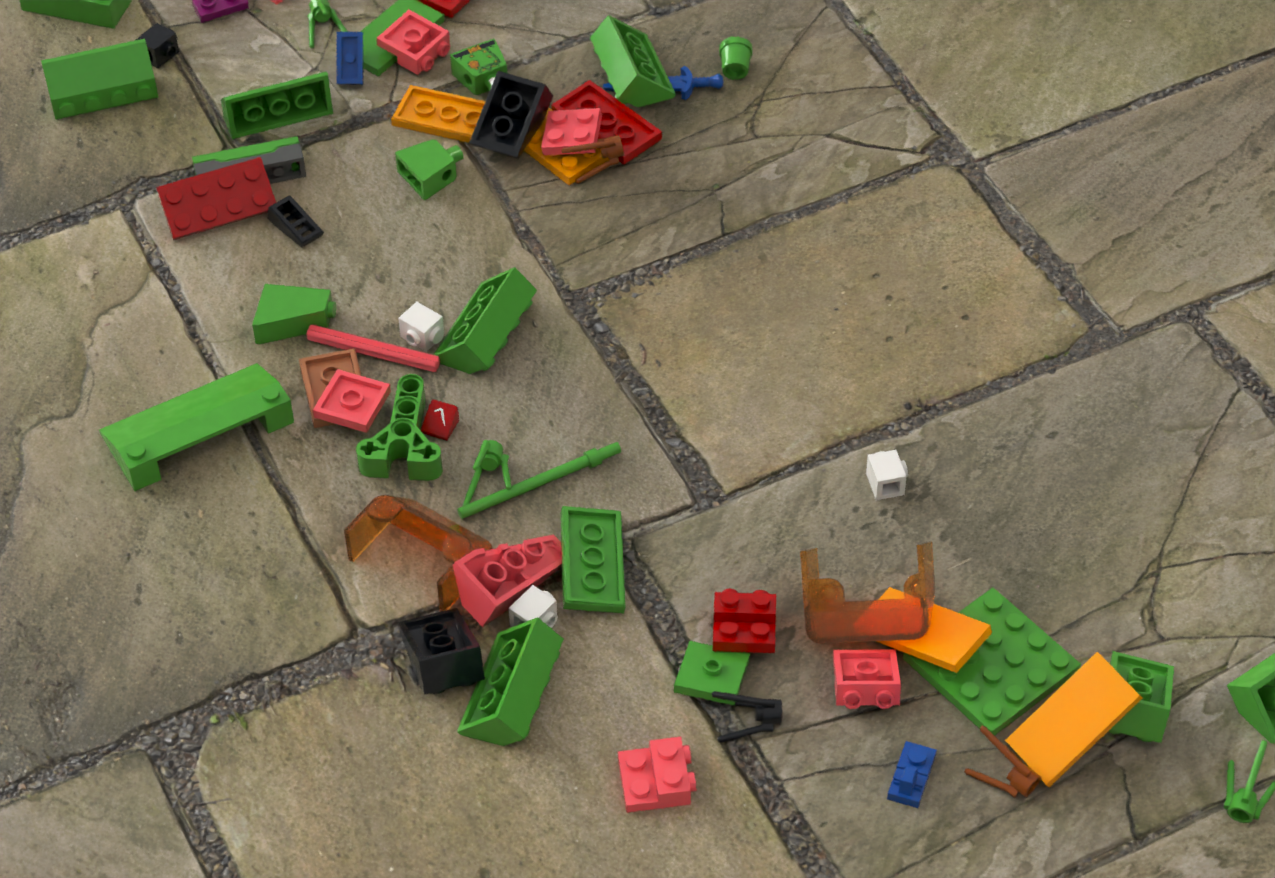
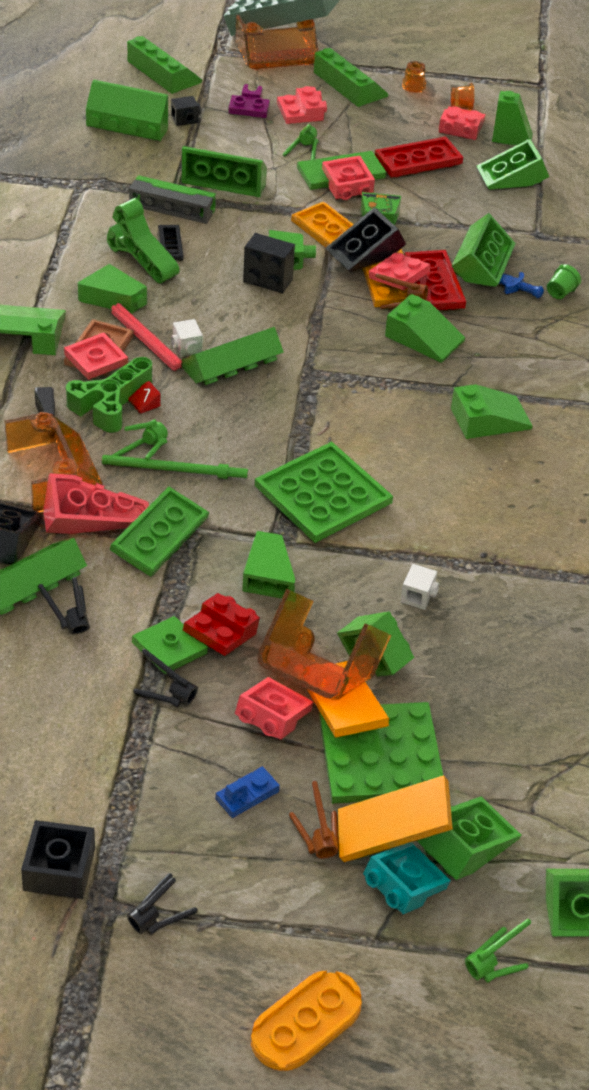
camera: 30 degrees right, 5 degrees down
(216, 198) = (156, 202): red plate -> none
(261, 235) = (134, 236): none -> bright green beam
(349, 486) = (45, 399): none -> black slope
(350, 58) = (295, 167): blue hinge -> none
(431, 192) = (268, 262): none -> black brick
(534, 604) = (88, 538): white brick -> none
(603, 698) = (76, 617): none -> black plant
(647, 186) = (423, 329): none -> bright green slope
(657, 775) = (66, 687): coral plate -> none
(709, 424) = (323, 491): none -> bright green plate
(734, 536) = (268, 567): none -> bright green slope
(786, 248) = (487, 411): none -> bright green slope
(895, 552) = (397, 651): none -> bright green brick
(1120, 768) = (405, 877): none -> teal plate

